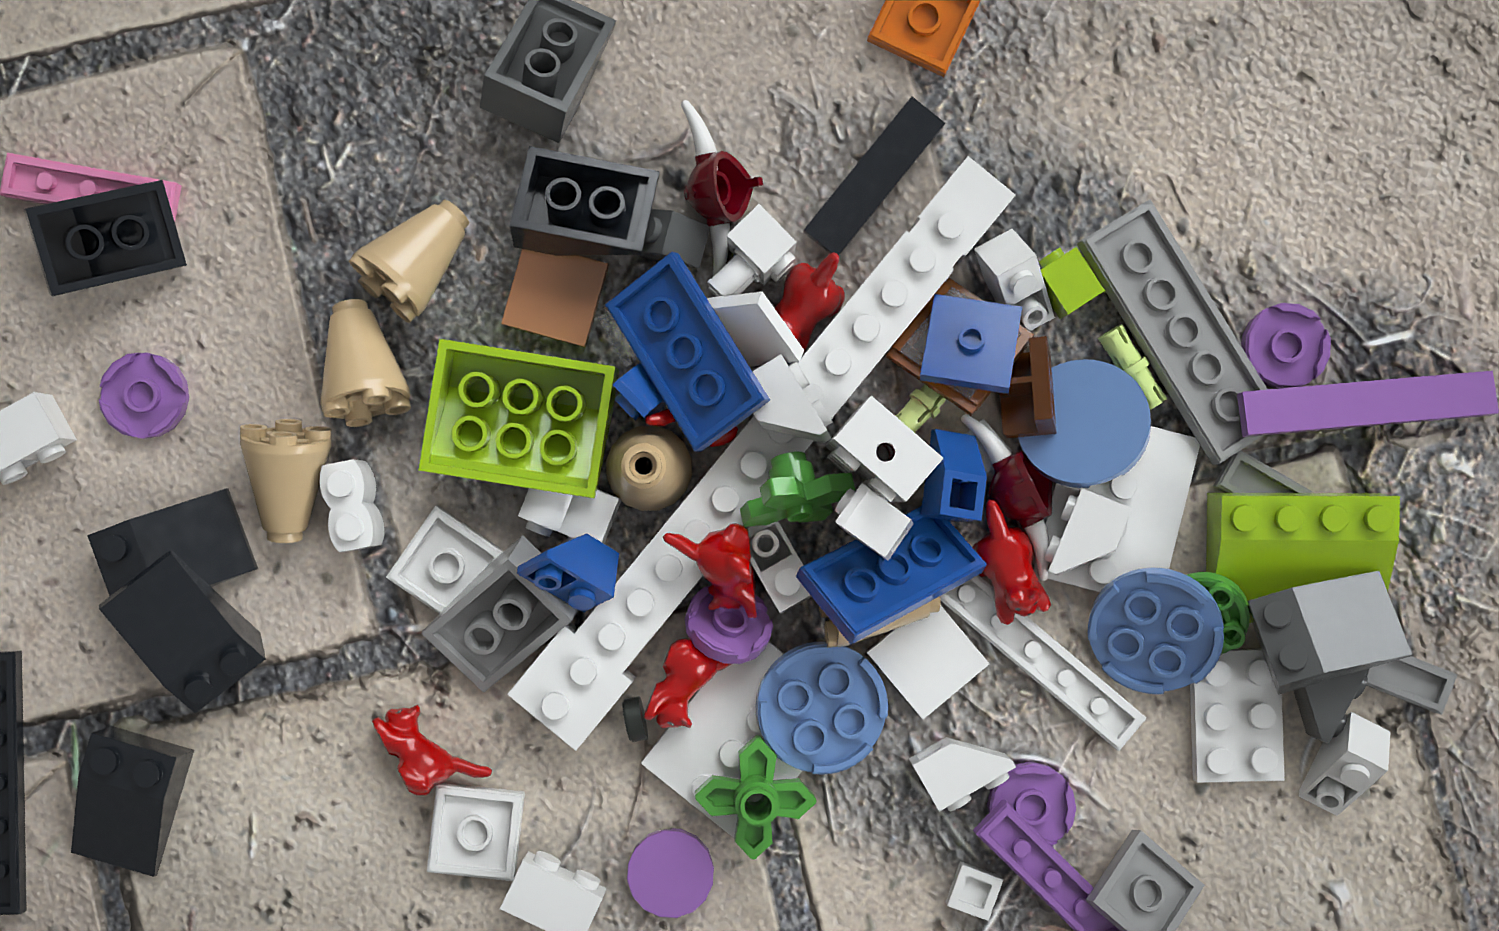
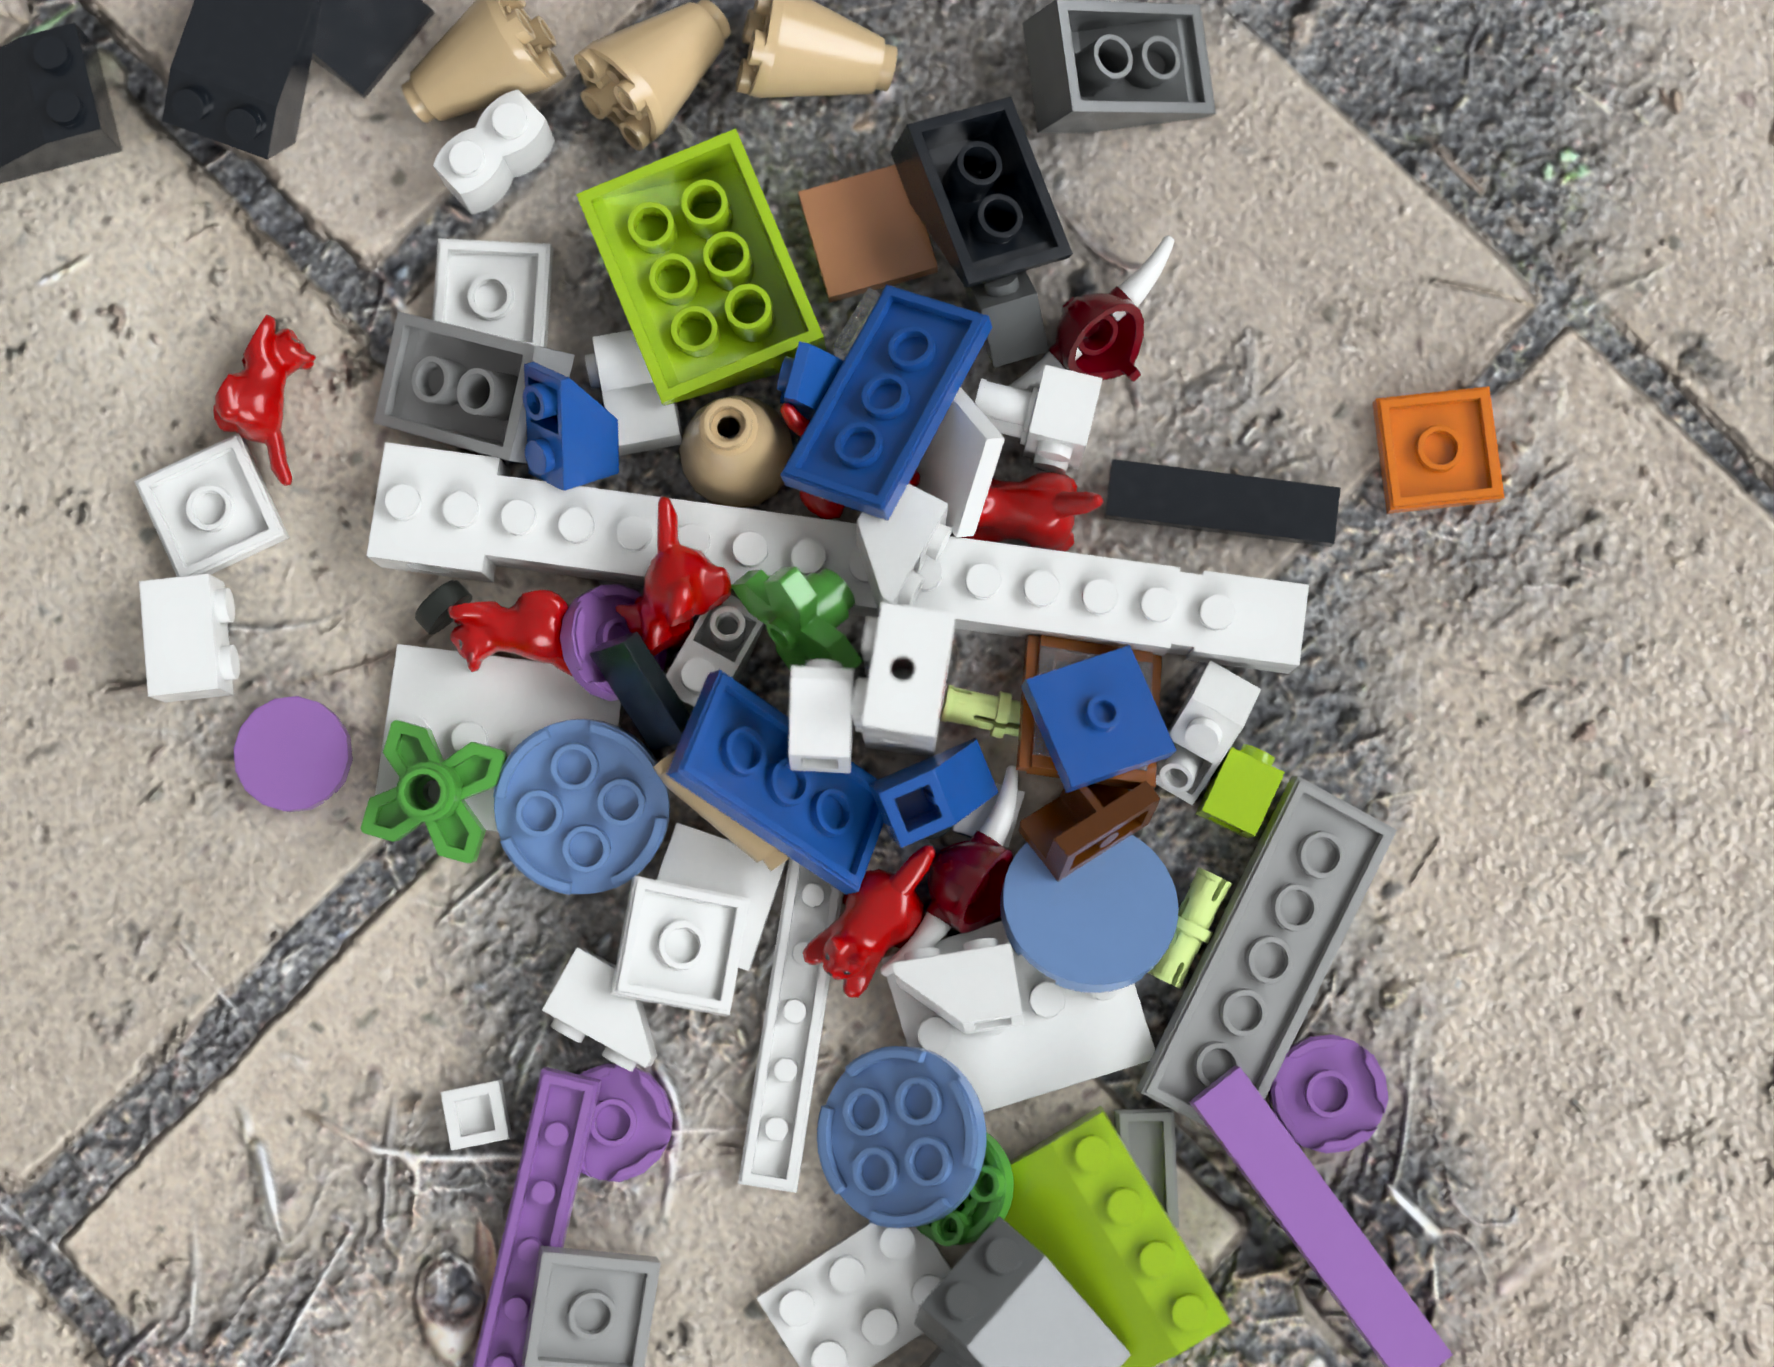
camera: 65 degrees right, 5 degrees down
(776, 623) = (642, 689): none -> black tile
(952, 698) = (680, 946): none -> white tile

